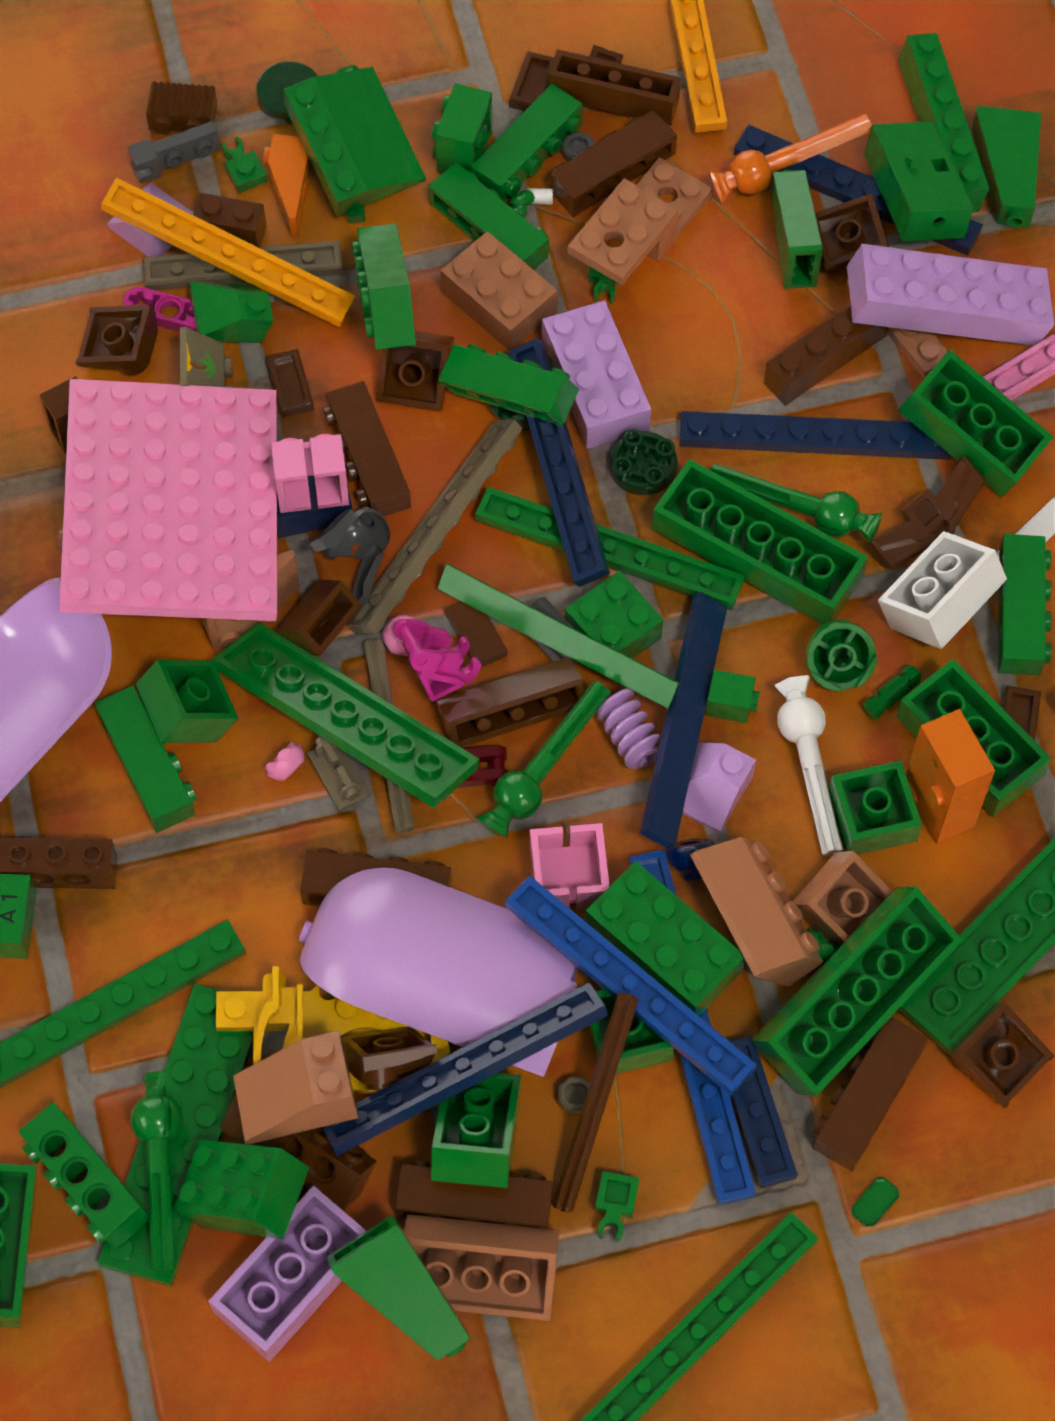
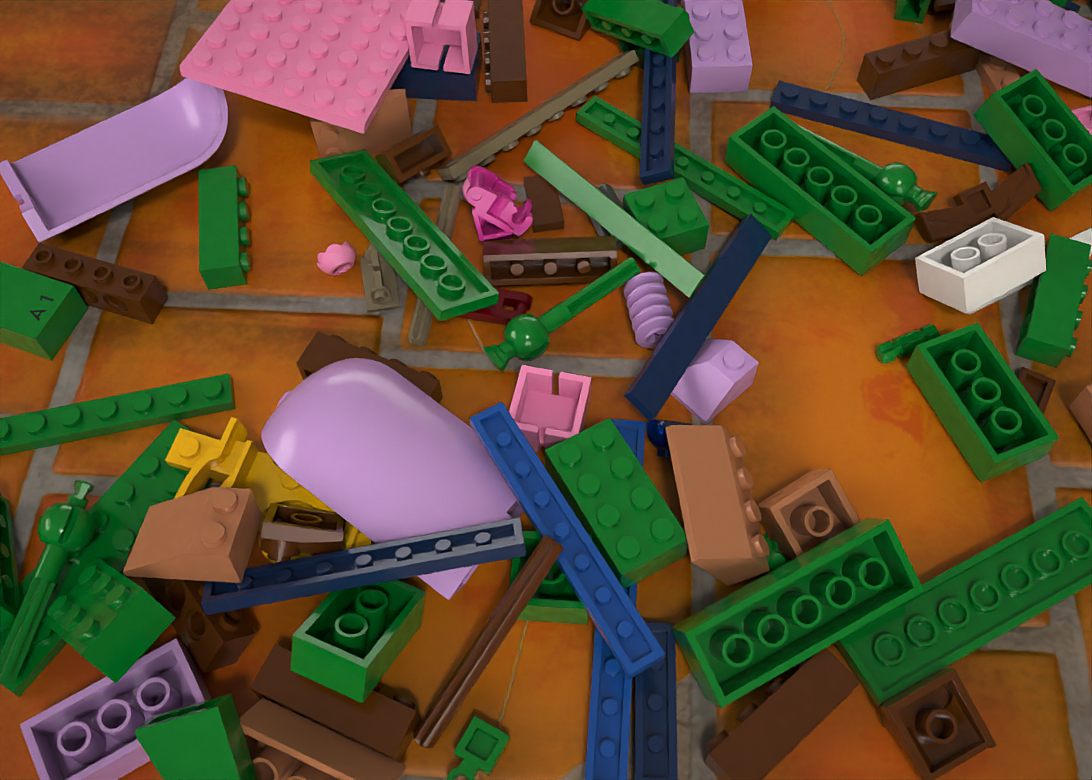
camera: 20 degrees right, 5 degrees down
(186, 701) = (271, 186): green brick -> none
(355, 527) = (467, 99): dark grey piece -> none
(573, 1094) = (472, 625): dark tan tile -> none
(643, 462) = (732, 108): dark green tile -> none
(732, 696) = (752, 307): green brick -> none
(802, 722) = (812, 345): white piece -> none
(841, 655) = (867, 295): green cylinder -> none
(875, 808) = (864, 438): green brick -> none
(948, 776) = (950, 421): orange brick -> none

